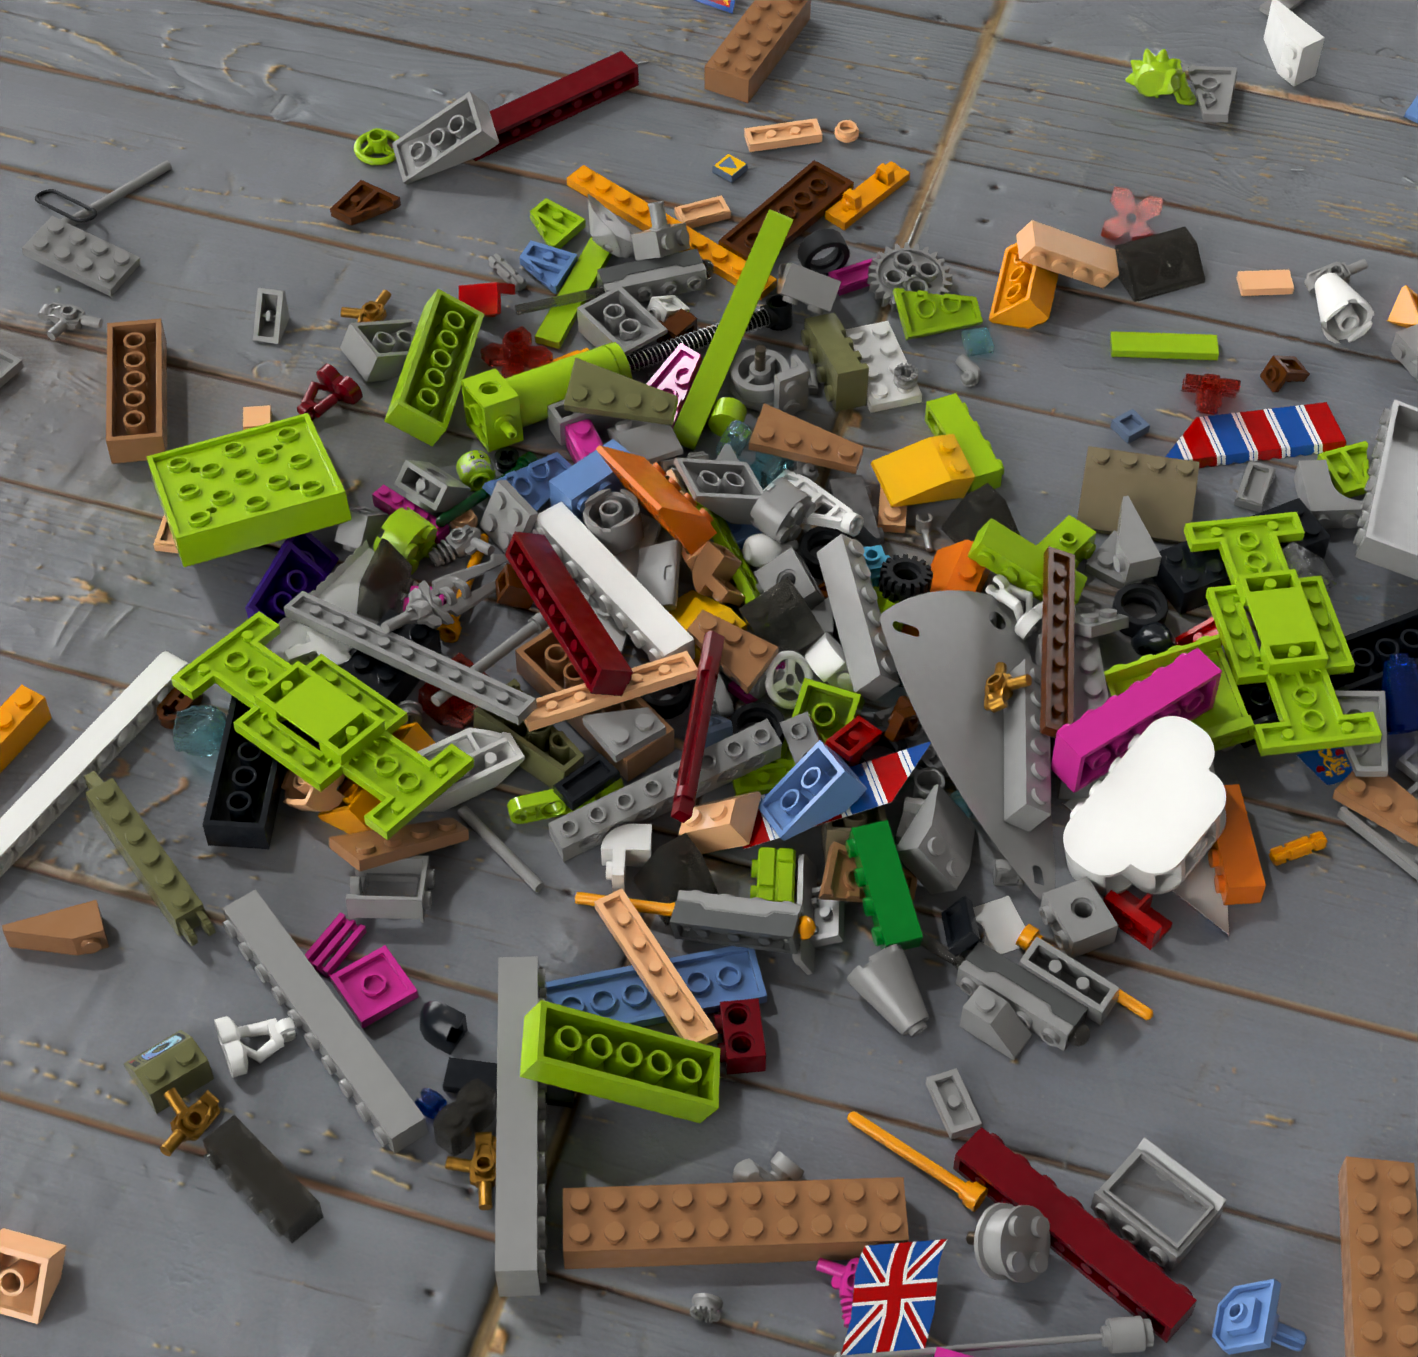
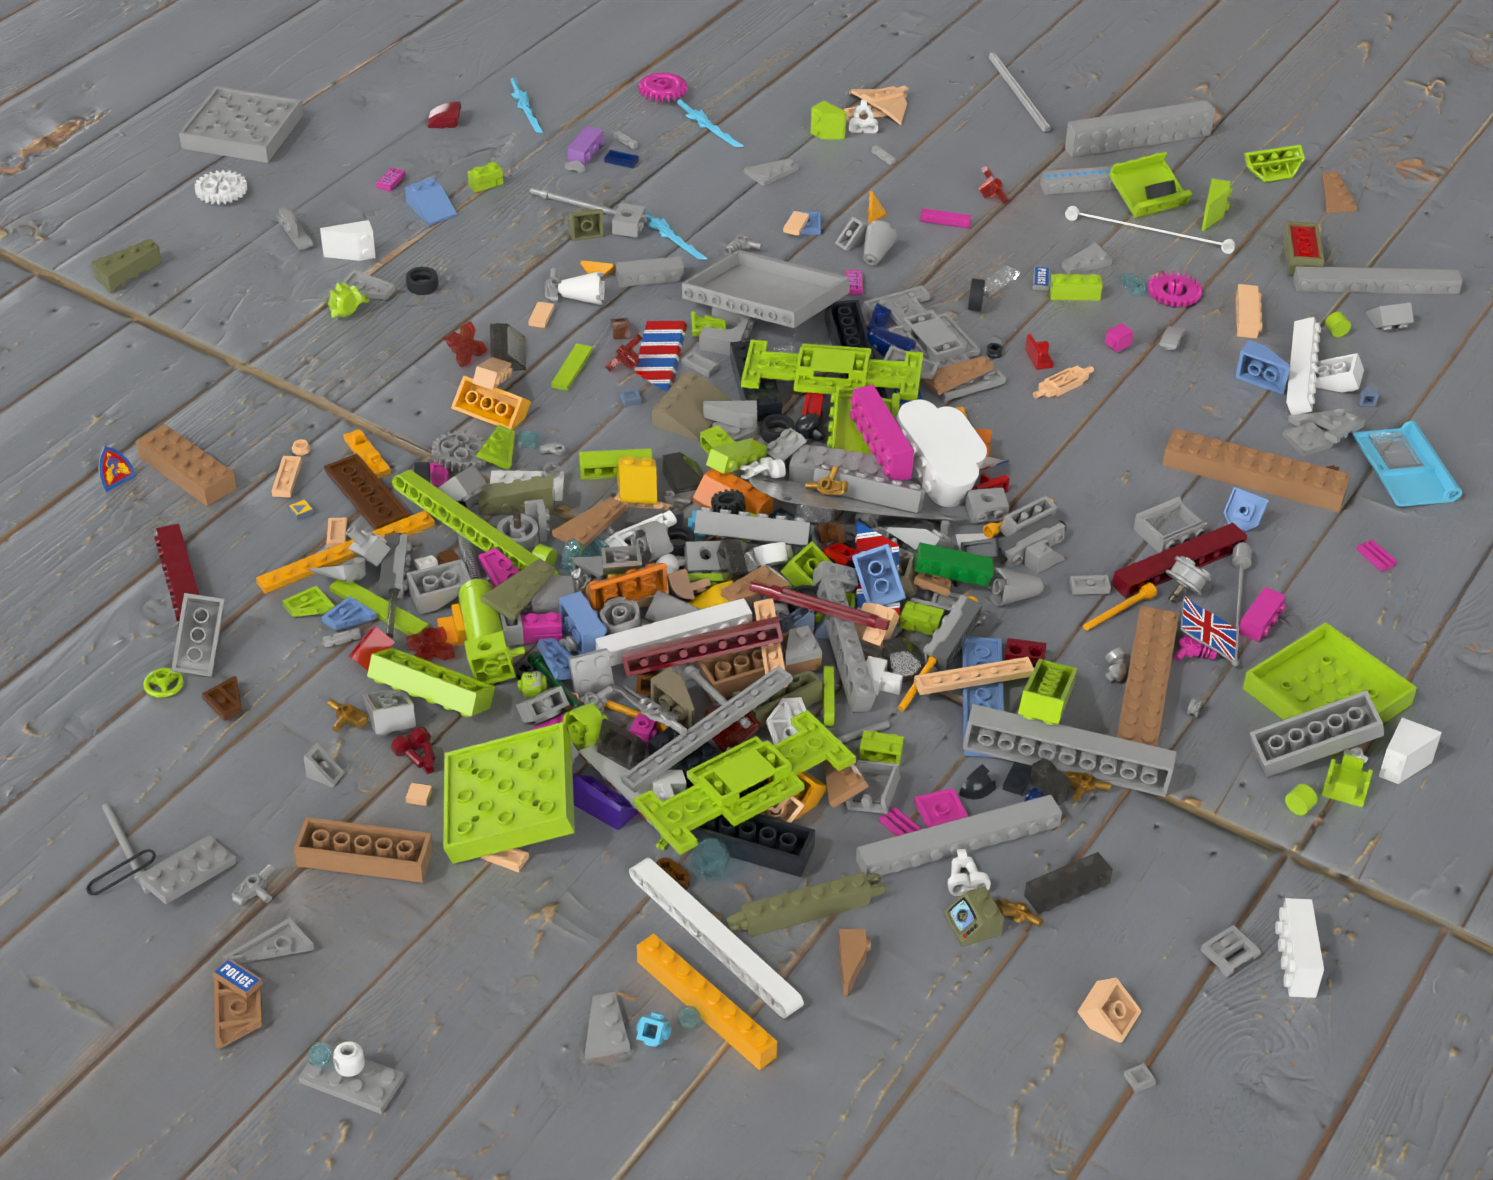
camera: 75 degrees left, 10 degrees down
(477, 885) = (881, 747): none -> lime brick
(481, 619) = (671, 693): none -> dark tan slope
(586, 782) = (830, 678): black tile -> none
(1057, 641) = (813, 452): reddish brown plate -> none
(1257, 152) = (419, 273): none -> black tyre

